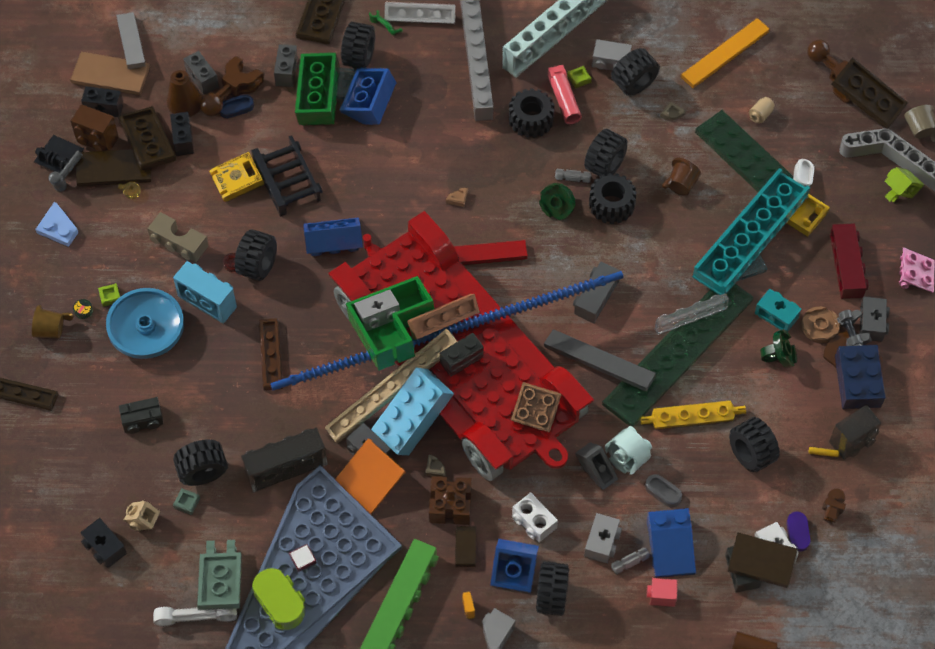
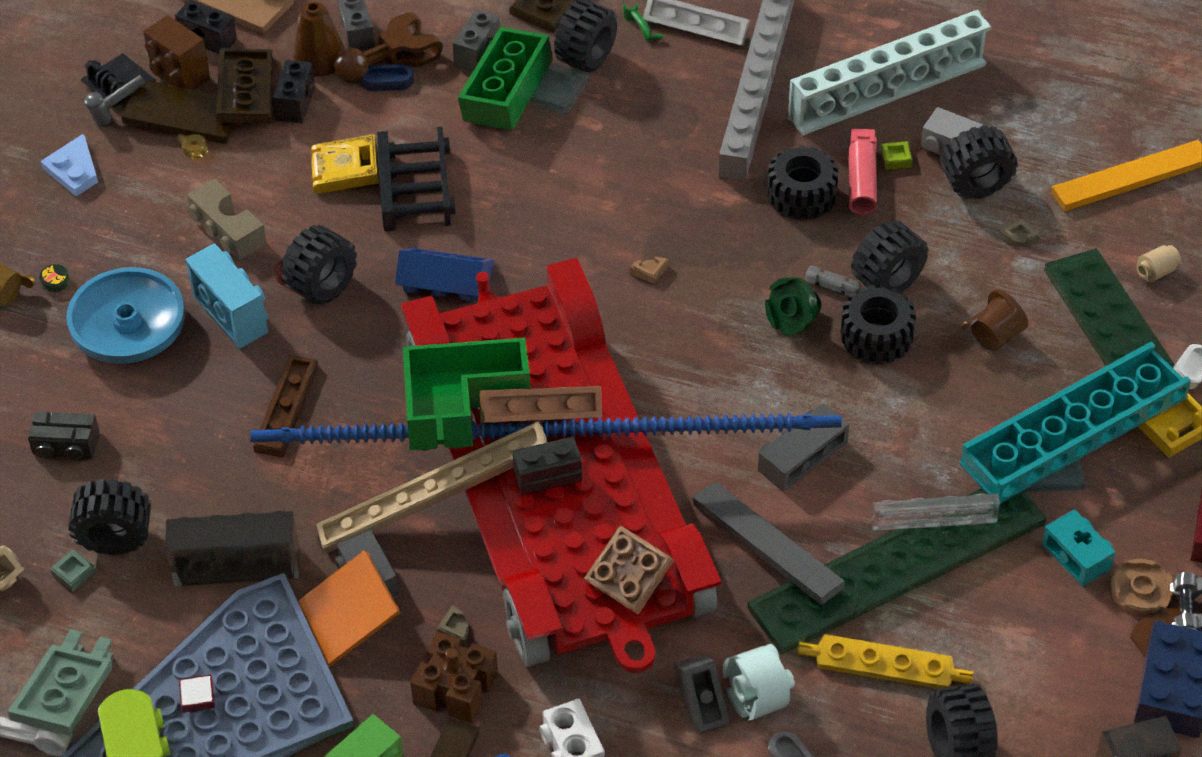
camera: 20 degrees right, 10 degrees down
(109, 294) = (98, 264): lime tile -> none
(368, 95) = (576, 104): blue slope -> none
(377, 310) = (441, 368): light grey brick -> none
(412, 411) = (445, 530): medium azure brick -> none
(492, 252) = (665, 353): red tile -> none
(780, 350) = (1062, 603): dark green tile -> none

